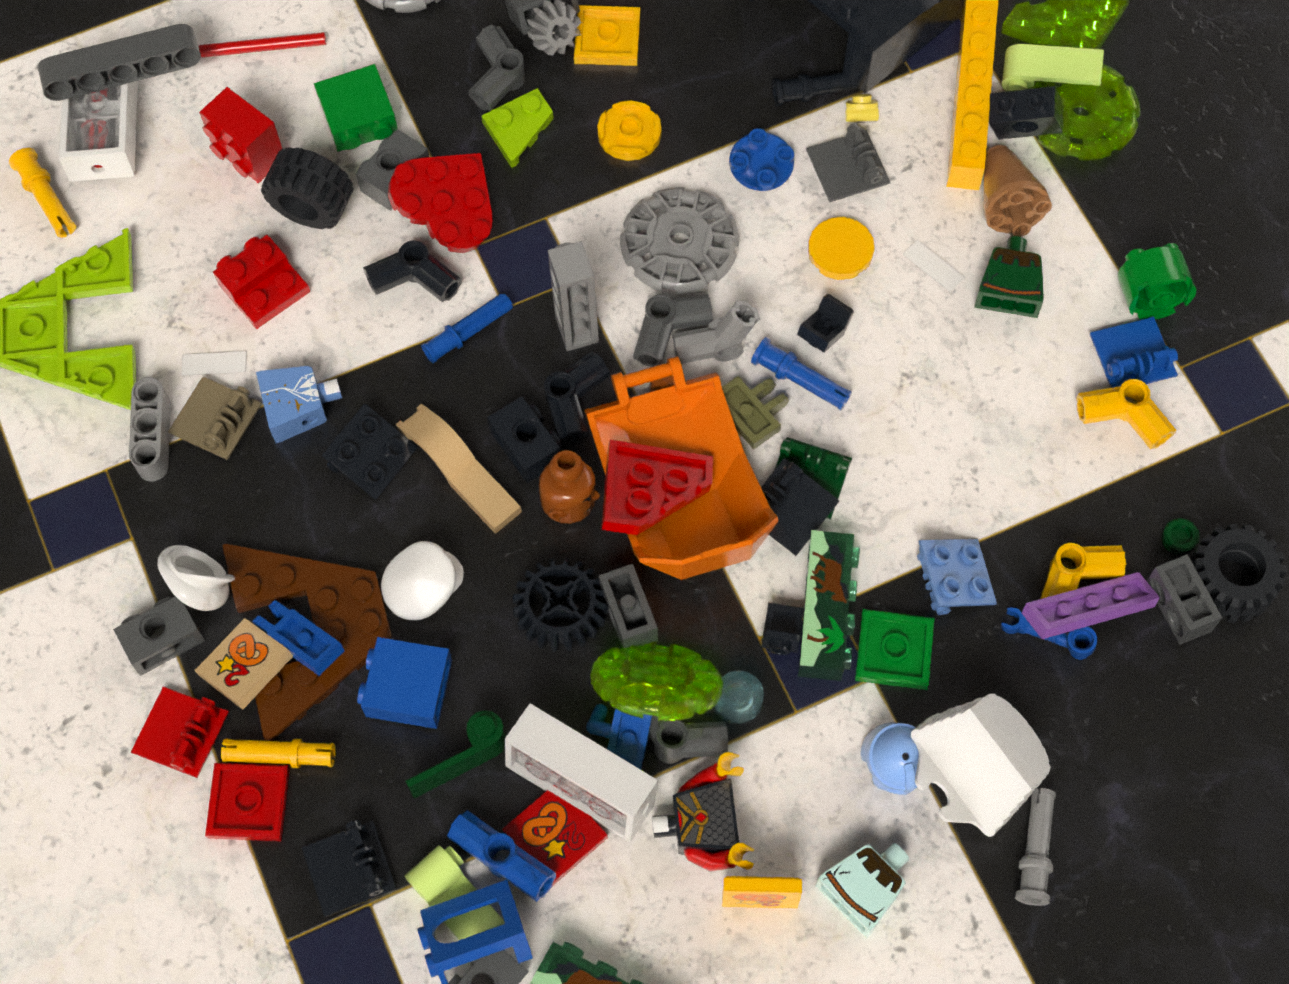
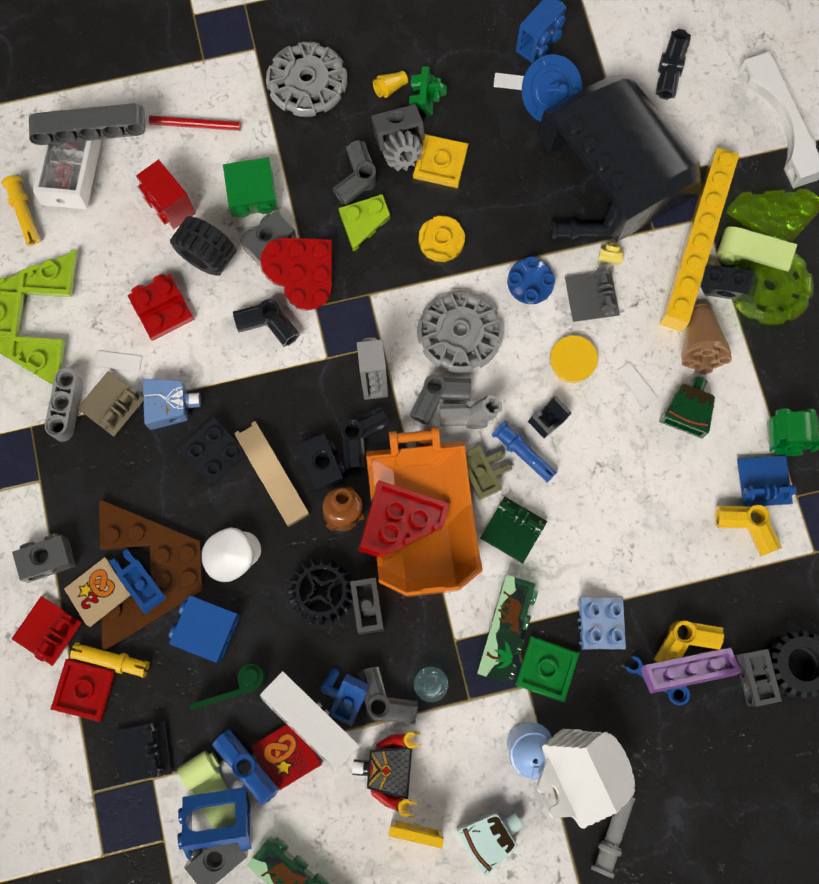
camera: 10 degrees right, 10 degrees up
(194, 577) = (74, 523): white piece -> none
(465, 328) = (297, 369): blue axle -> none
(657, 681) = (379, 649): clear neon green plate -> none
(782, 628) = (471, 640): black bracket -> none
(798, 505) = (499, 550): black hinge -> none
(1180, 536) = (766, 625): dark green tile -> none

